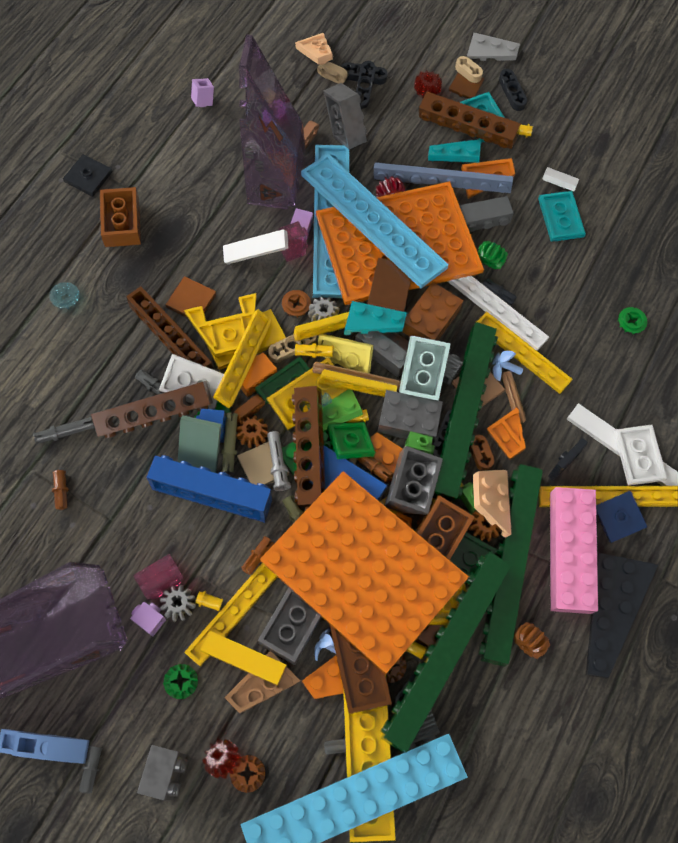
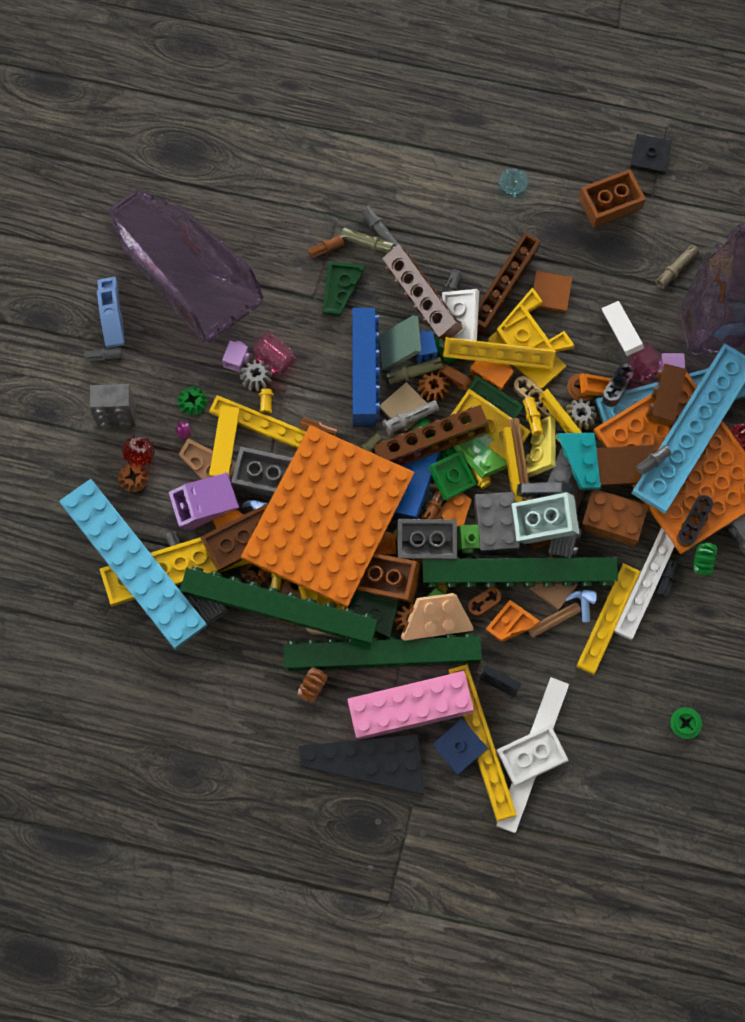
camera: 75 degrees right, 5 degrees up
(71, 446) = (374, 243): none -> olive pin
(109, 488) = (339, 286): none -> dark green wing
(210, 194) = (672, 272): none -> dark tan pin
(212, 700) = (183, 430): none -> magenta plate
(300, 289) = (593, 384): none -> orange tile
(304, 699) = (203, 501): none -> medium lavender slope
(309, 277) = (618, 391): none -> black beam
(335, 230) = (666, 395): none -> reddish brown brick
(396, 359) = (532, 490): none -> beam
(399, 256) = (653, 460): none -> dark grey axle
(460, 256) = (693, 535): none -> black beam

